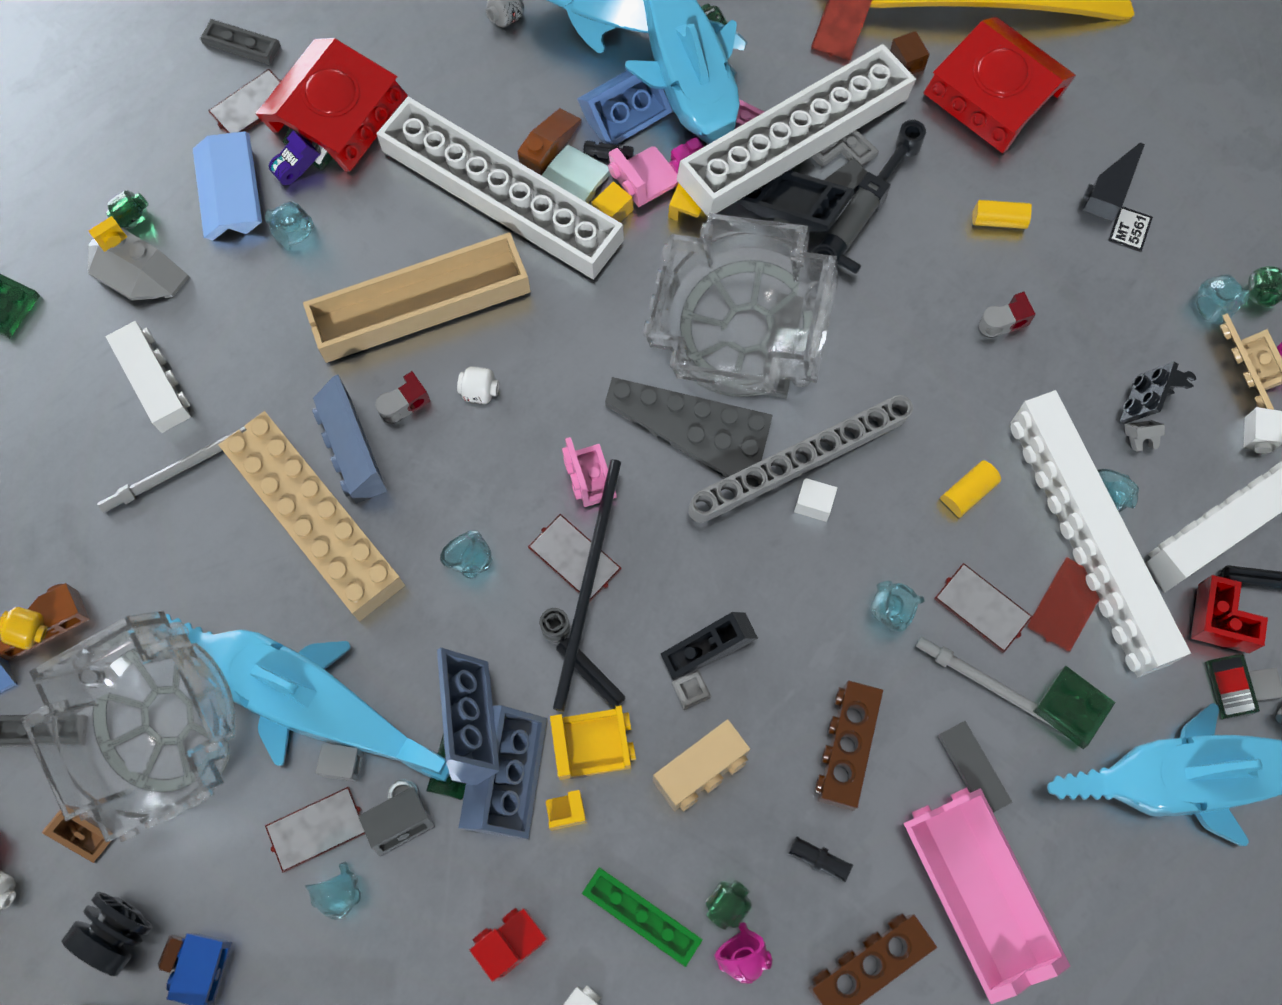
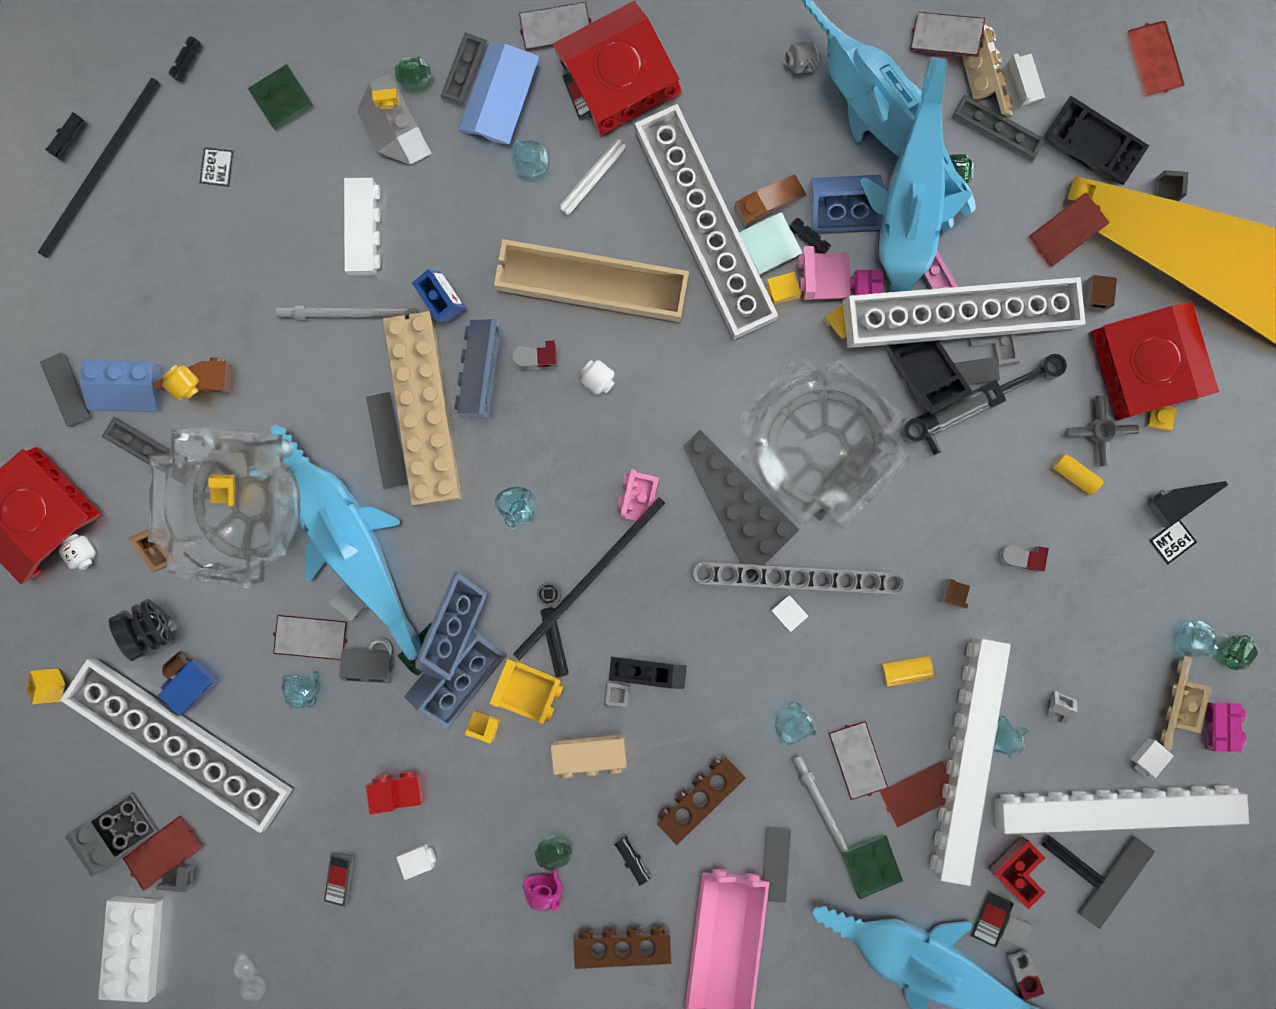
camera: 30 degrees right, 15 degrees up
(128, 717) = (222, 488): none -> yellow panel
(180, 185) = (464, 69): none -> dark grey tile
(266, 394) = (438, 295): none -> blue brick
(290, 570) = (386, 440): none -> dark grey tile
(293, 159) = (561, 102): dark purple leg -> none
(363, 210) = (592, 176): none -> white axle
(567, 552) = (589, 544): flat silver piece -> none
(642, 916) = (492, 826): green plate -> none
(965, 388) = (955, 594): none -> reddish brown panel
(996, 174) = (1111, 428): none -> dark grey bar
(1040, 129) = (1162, 418): none -> yellow plate
(1151, 390) = (1087, 681): black plate -> none

